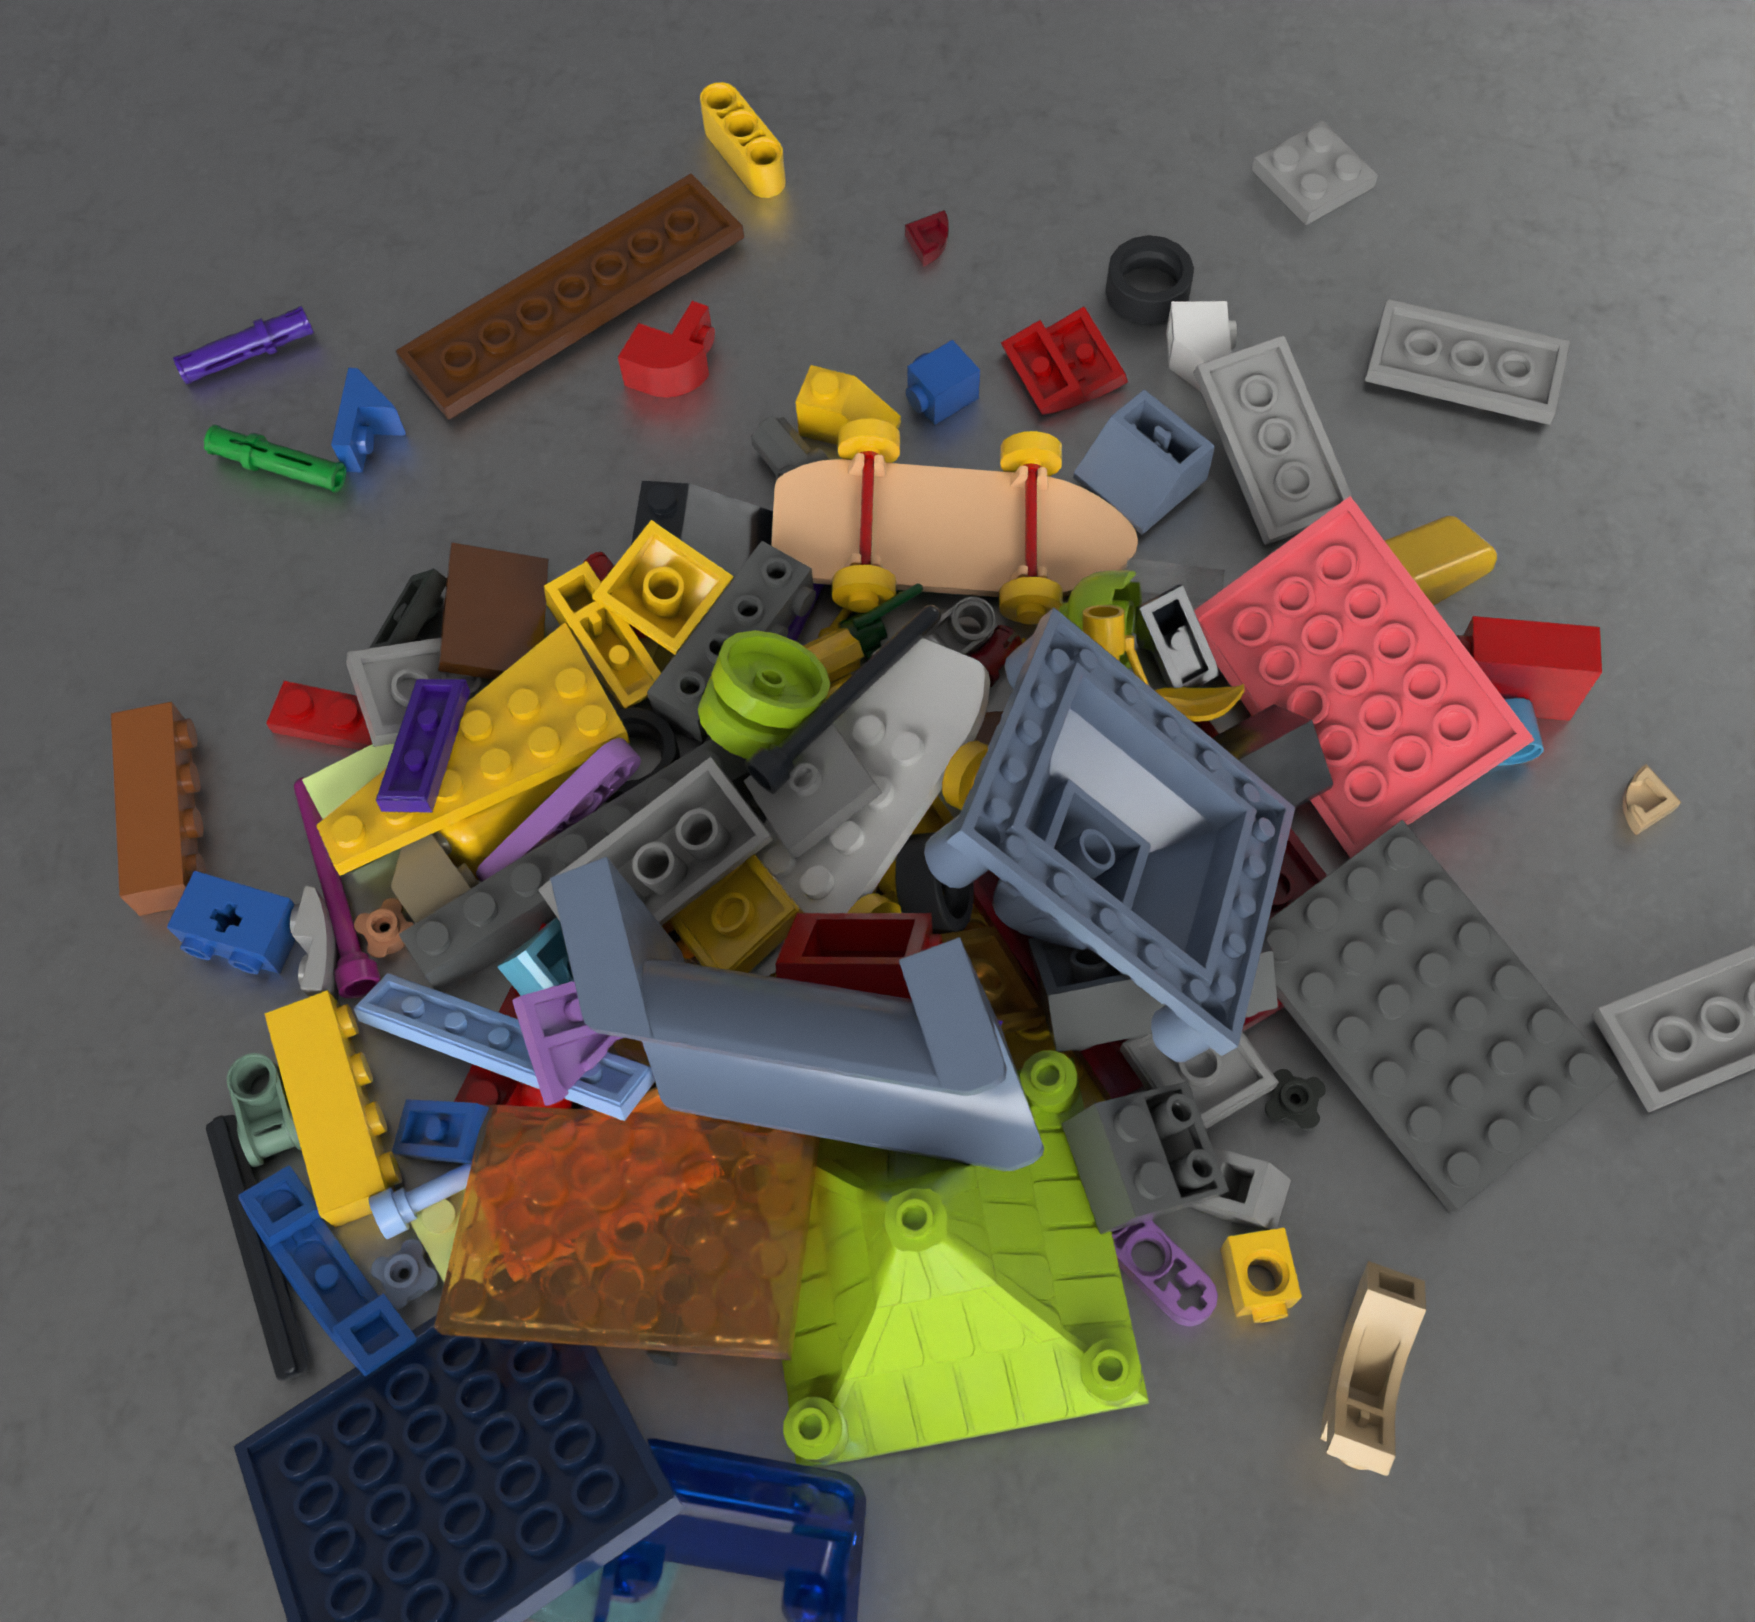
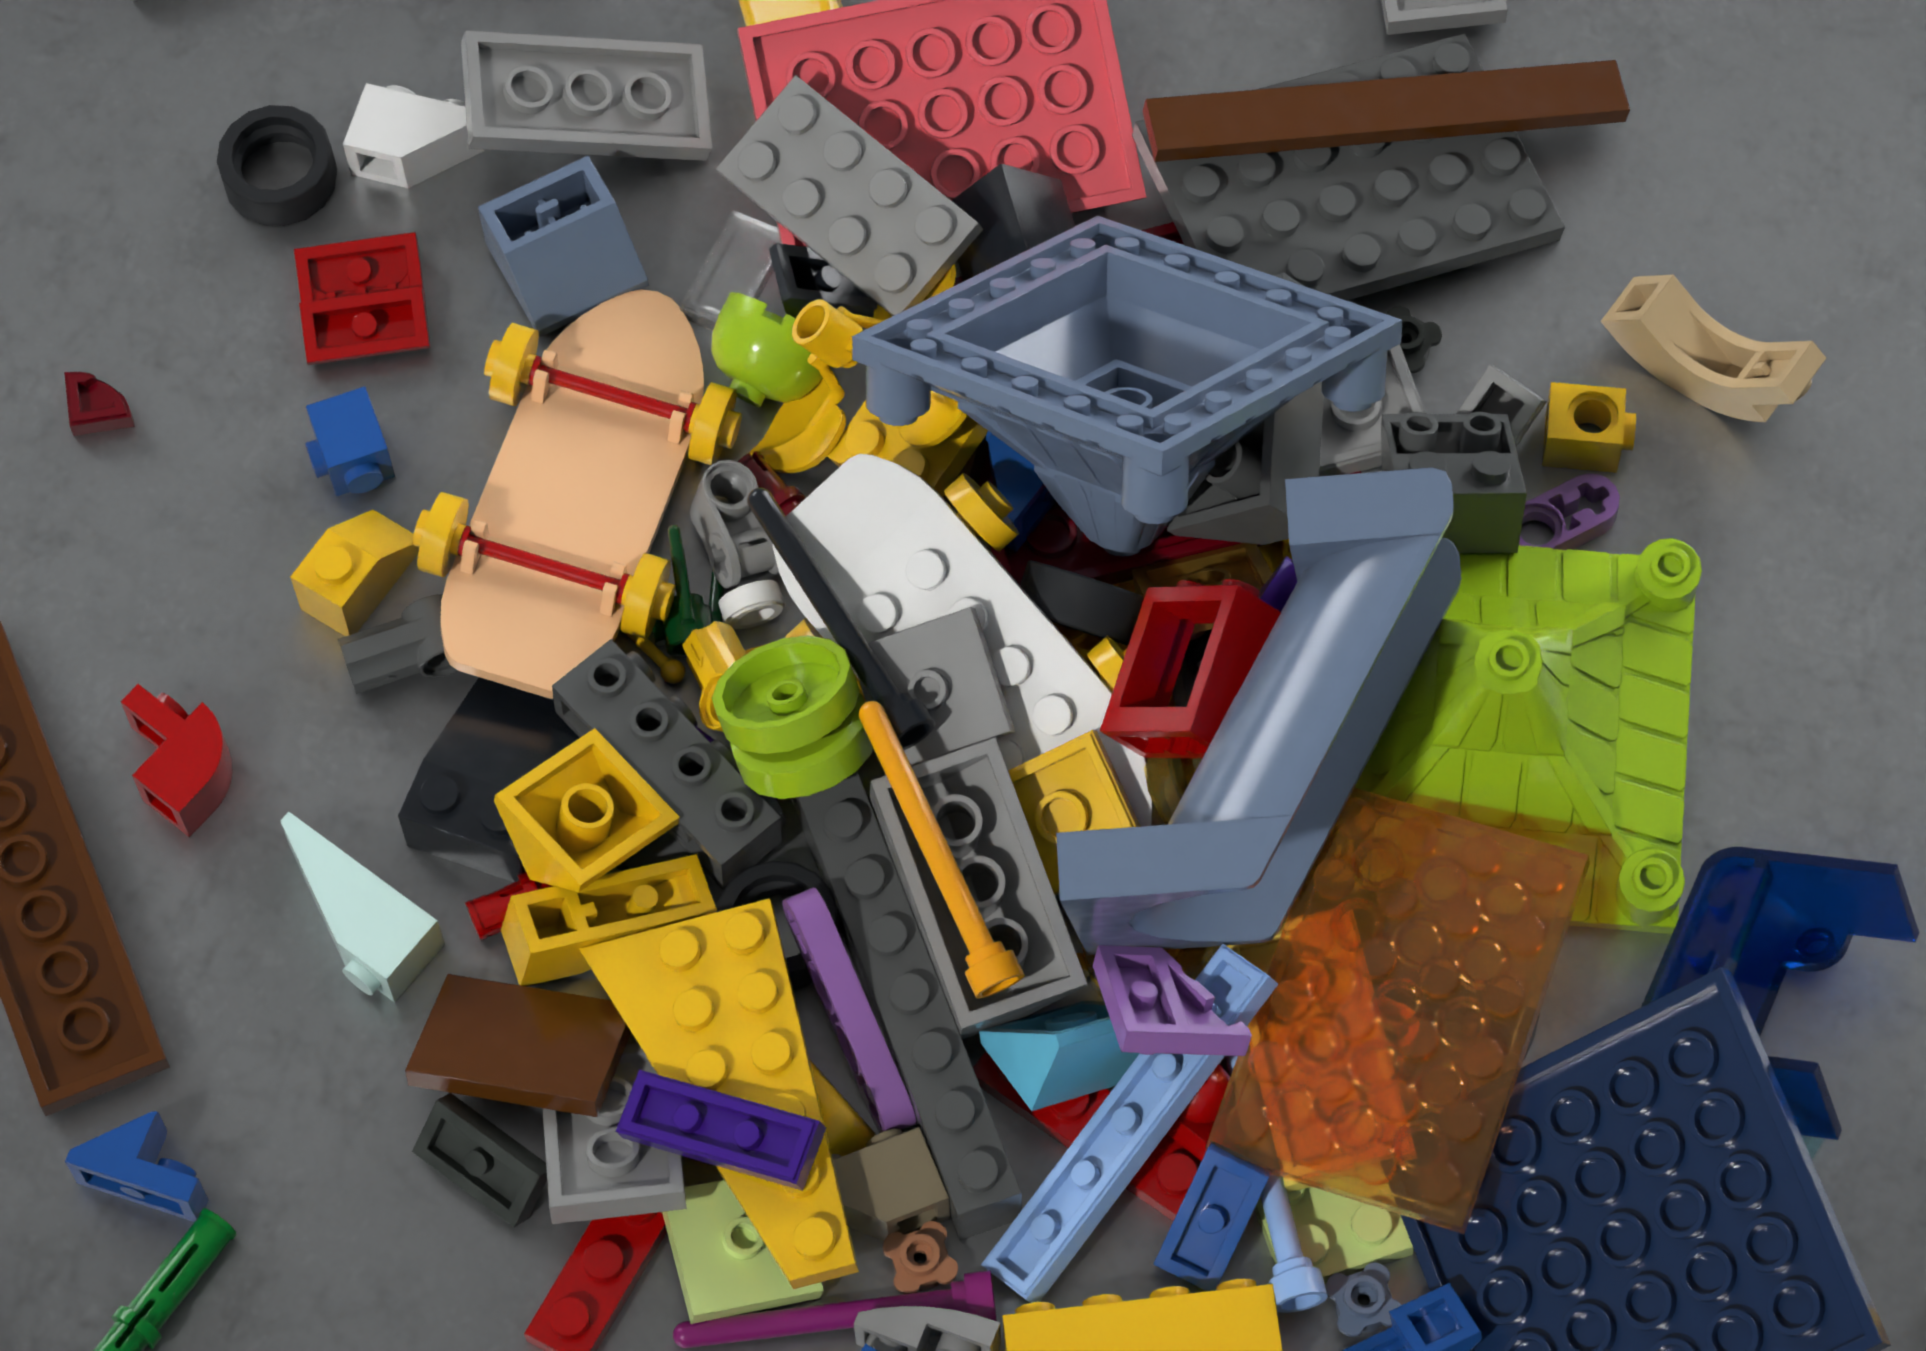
camera: 75 degrees left, 0 degrees up
(579, 488) = (374, 926): none -> light aqua slope
(687, 796) = (989, 963): none -> light orange piece
(1239, 624) = (849, 198): none -> light grey plate
(1504, 1028) = (1385, 110): none -> reddish brown tile

